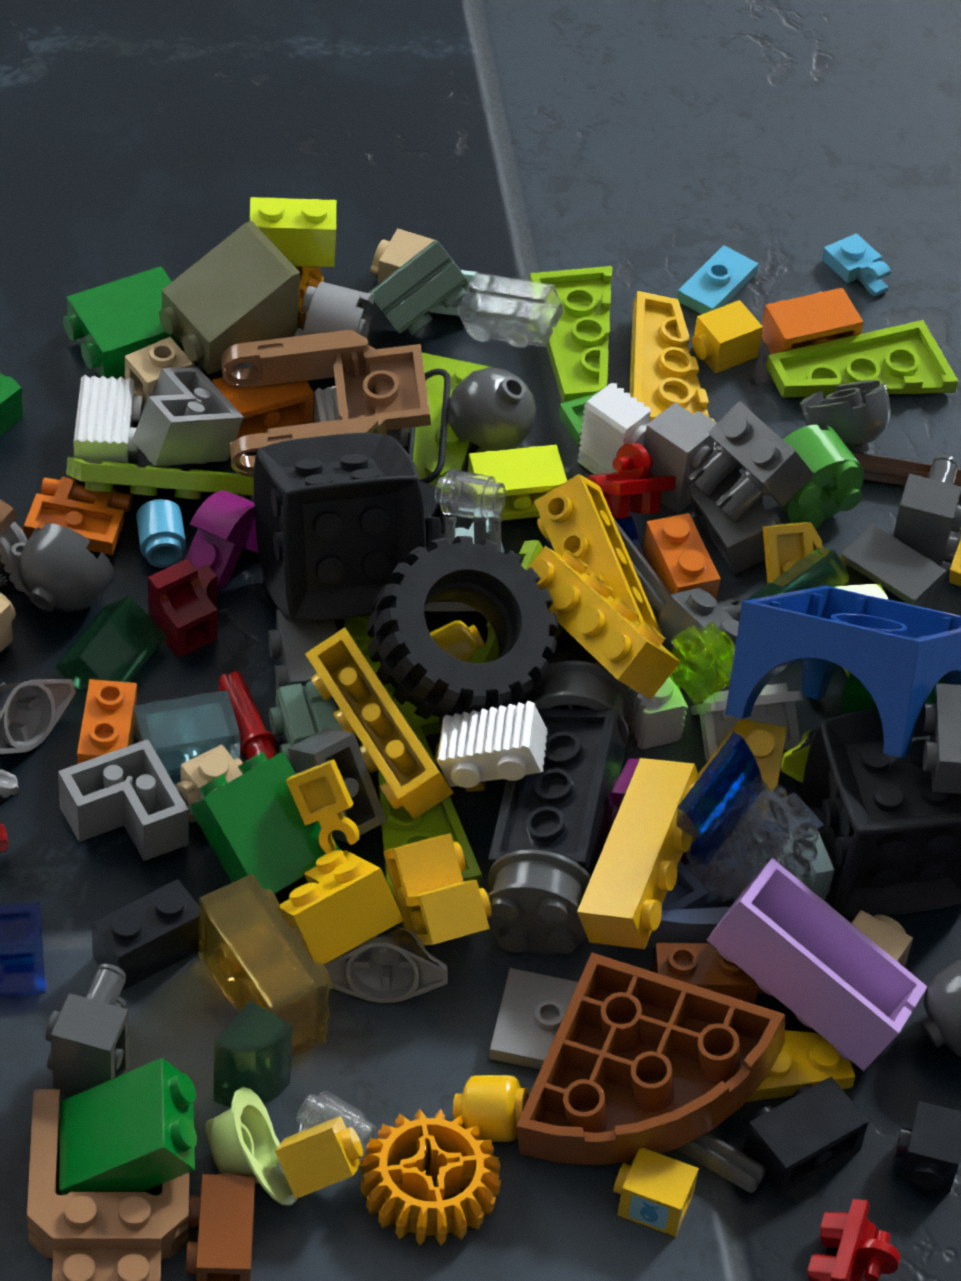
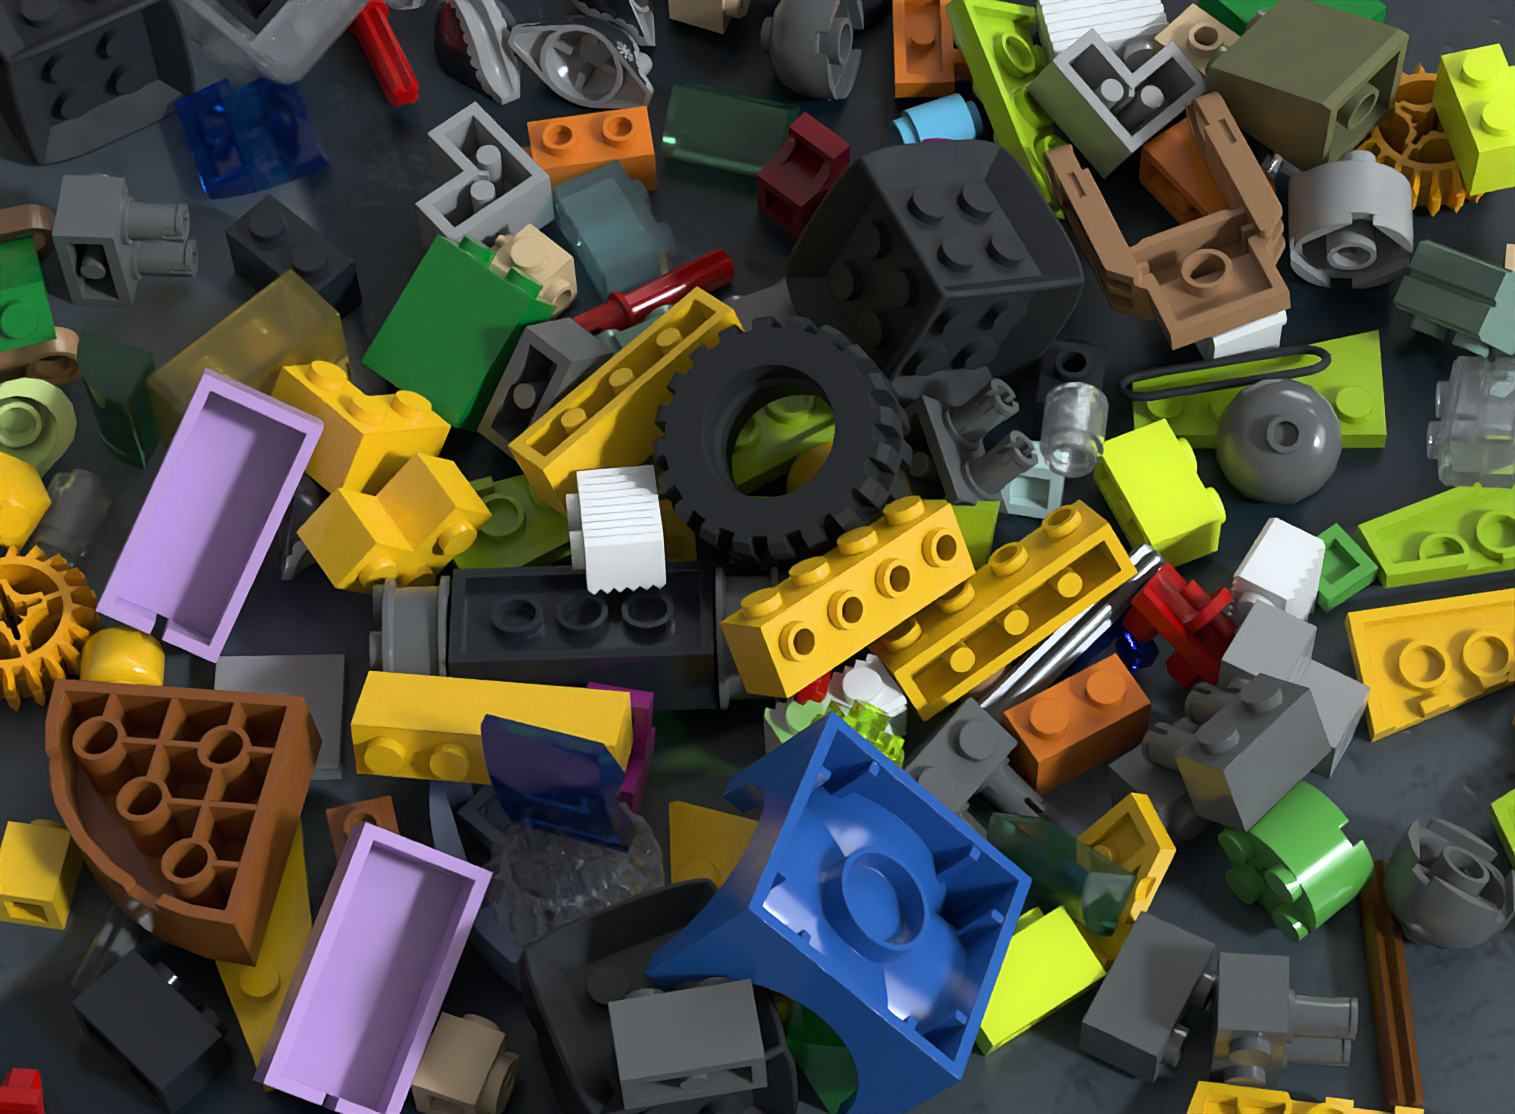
camera: 85 degrees right, 10 degrees up
(322, 798) = (478, 363): yellow plate -> none
(408, 990) = (210, 514): none -> lavender piece

